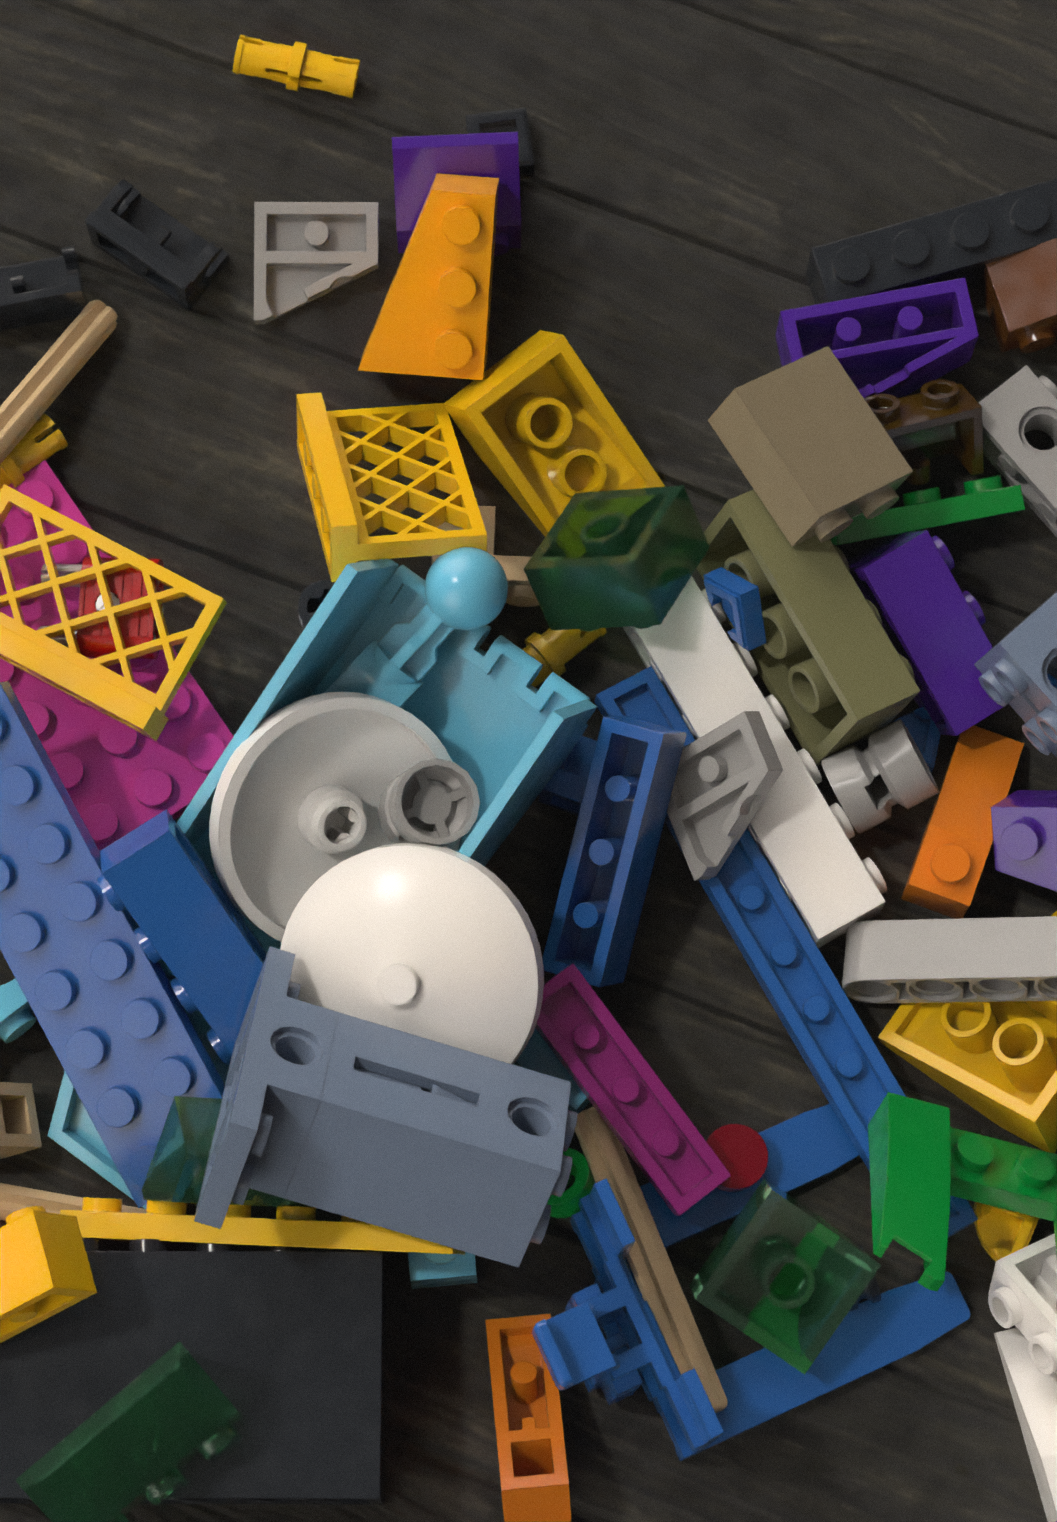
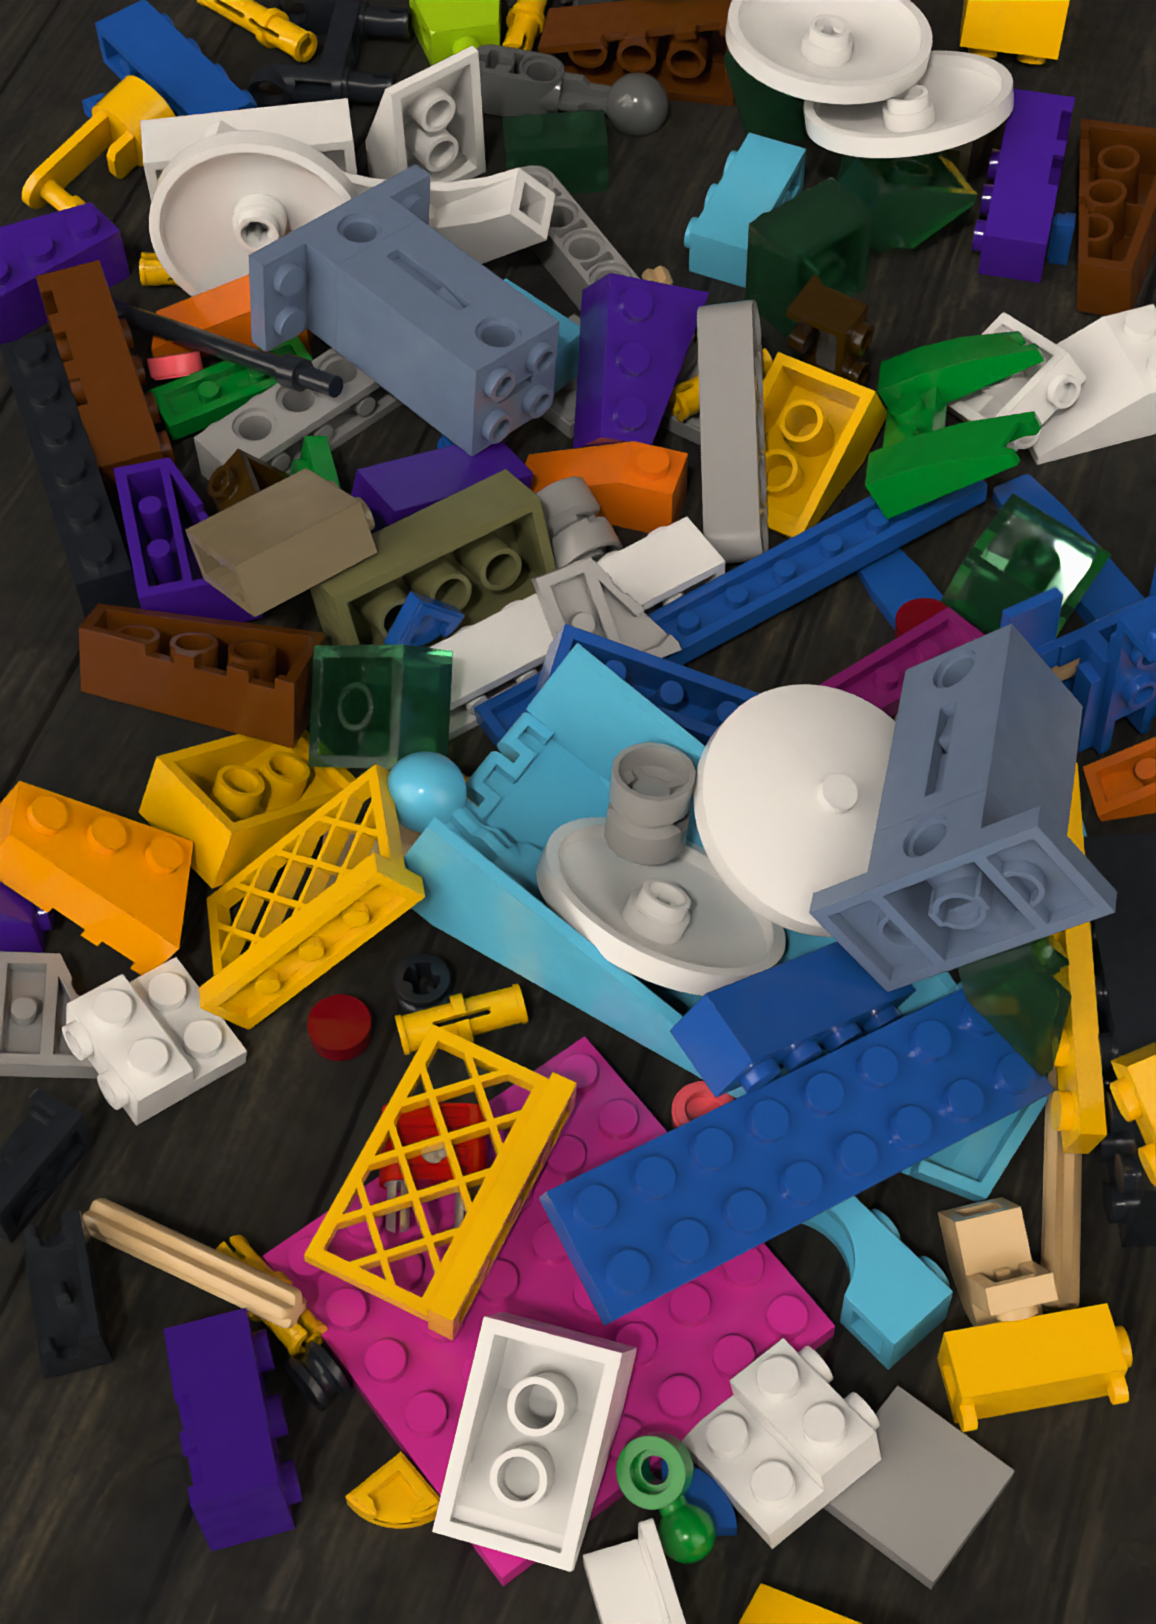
camera: 90 degrees left, 20 degrees down
(273, 349) = (150, 1040): none -> white plate
(275, 622) = (505, 1005): none -> yellow pin
(286, 531) = (340, 1027): none -> dark red tile
(708, 350) = (202, 669): none -> reddish brown wedge

